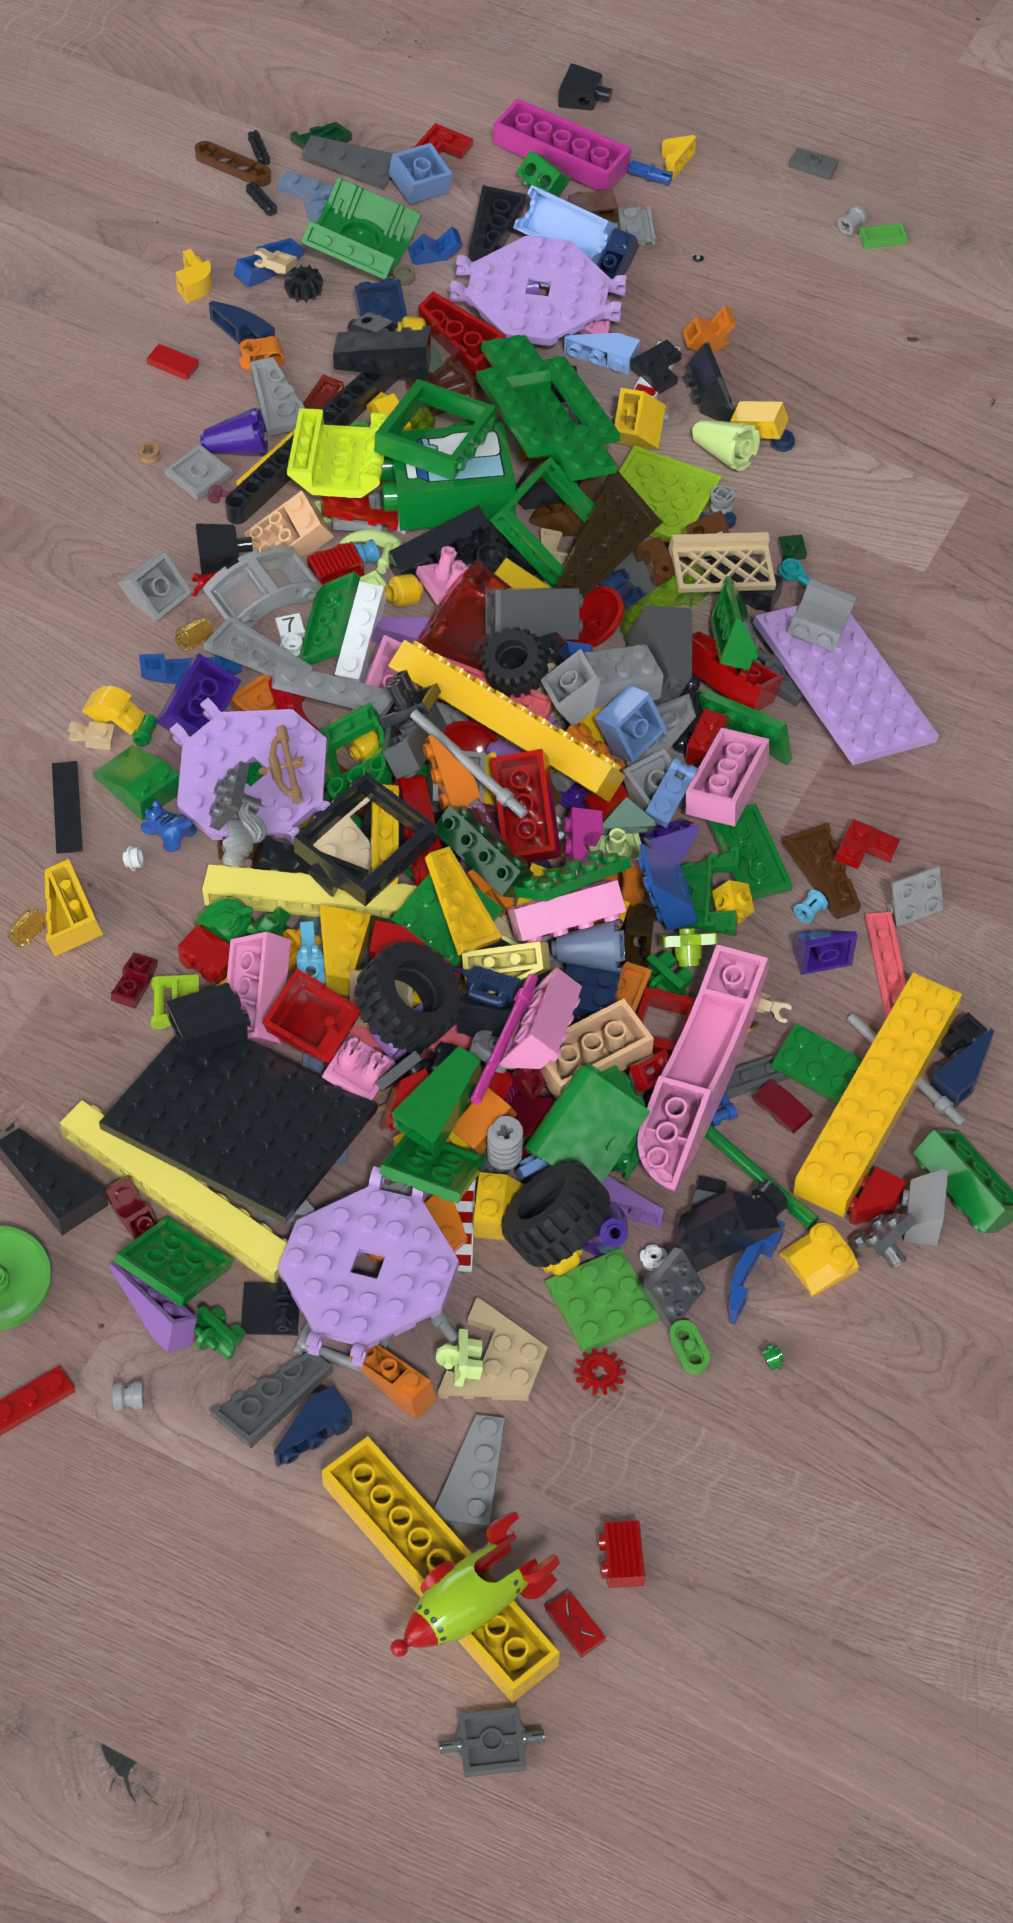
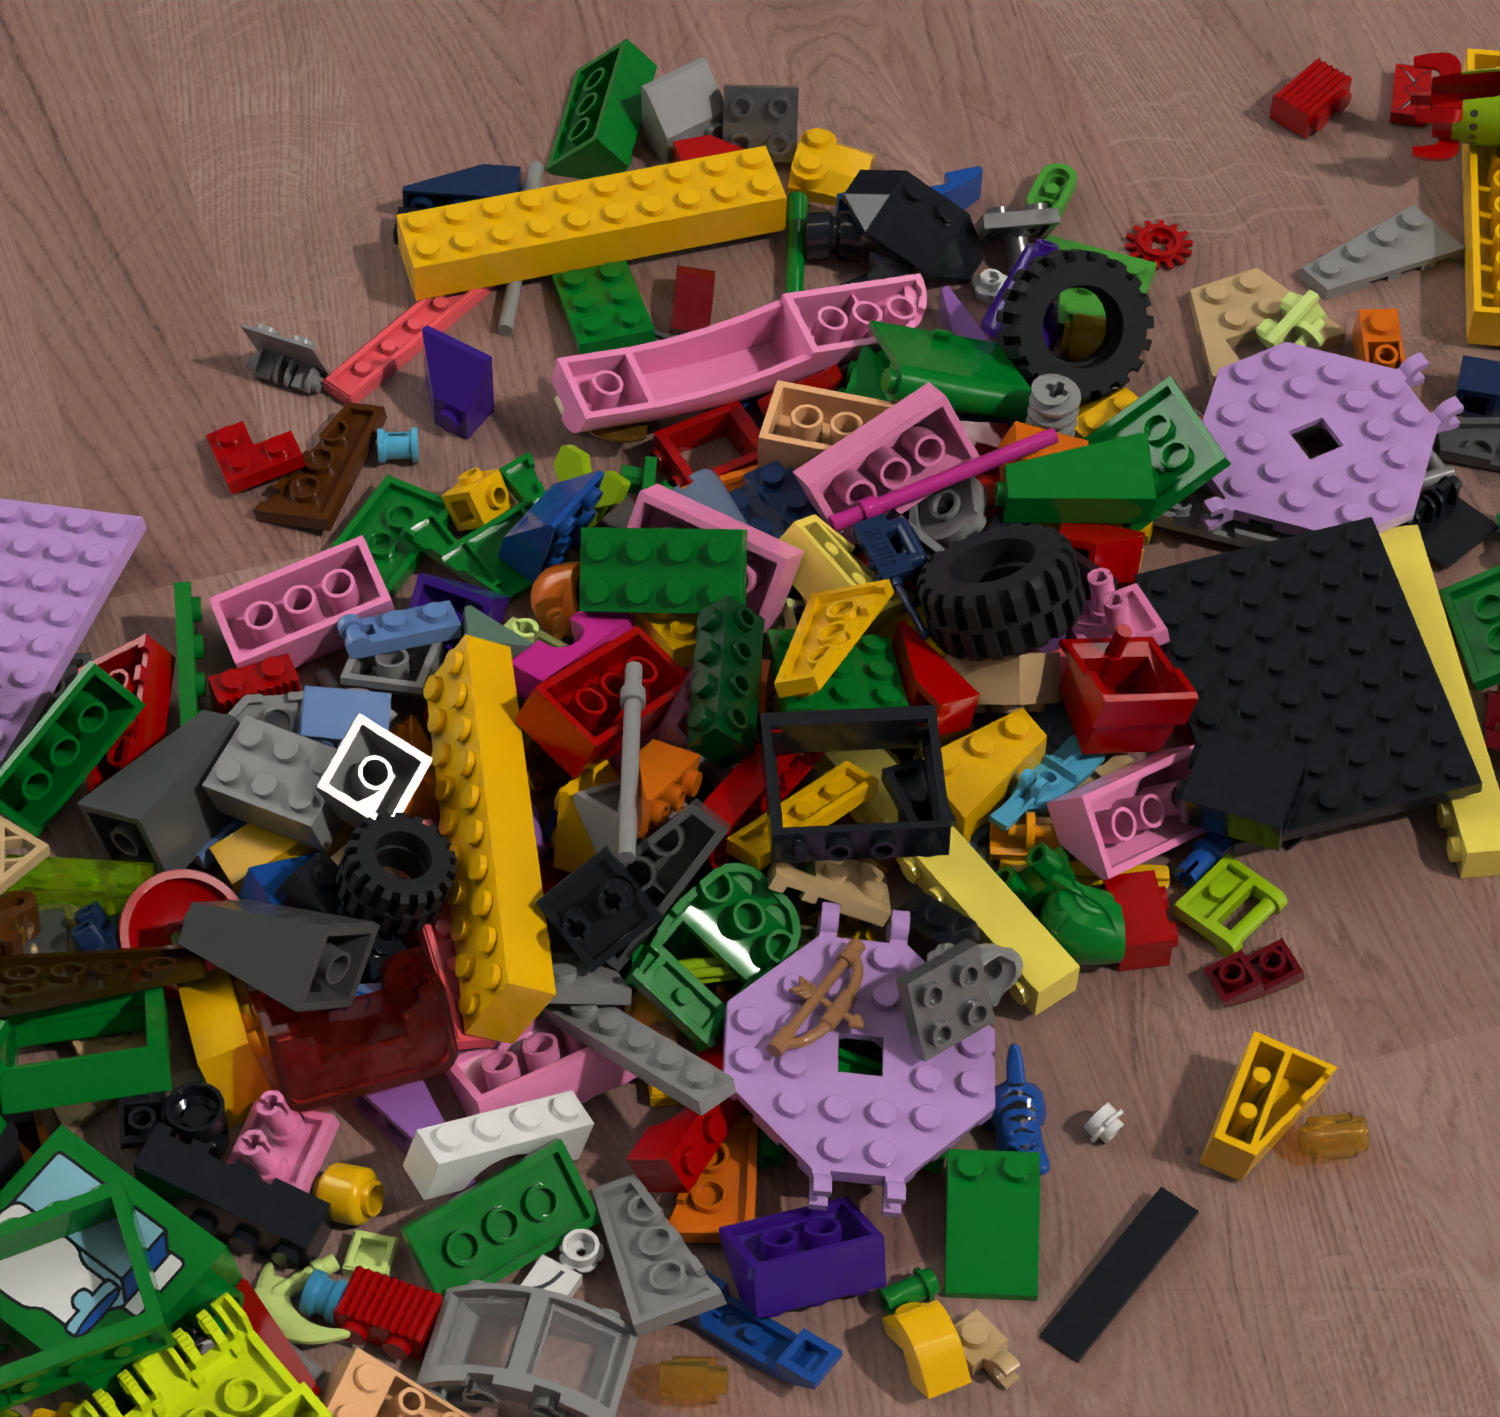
camera: 135 degrees left, 5 degrees down
(773, 1356) = (981, 130): green plate -> none

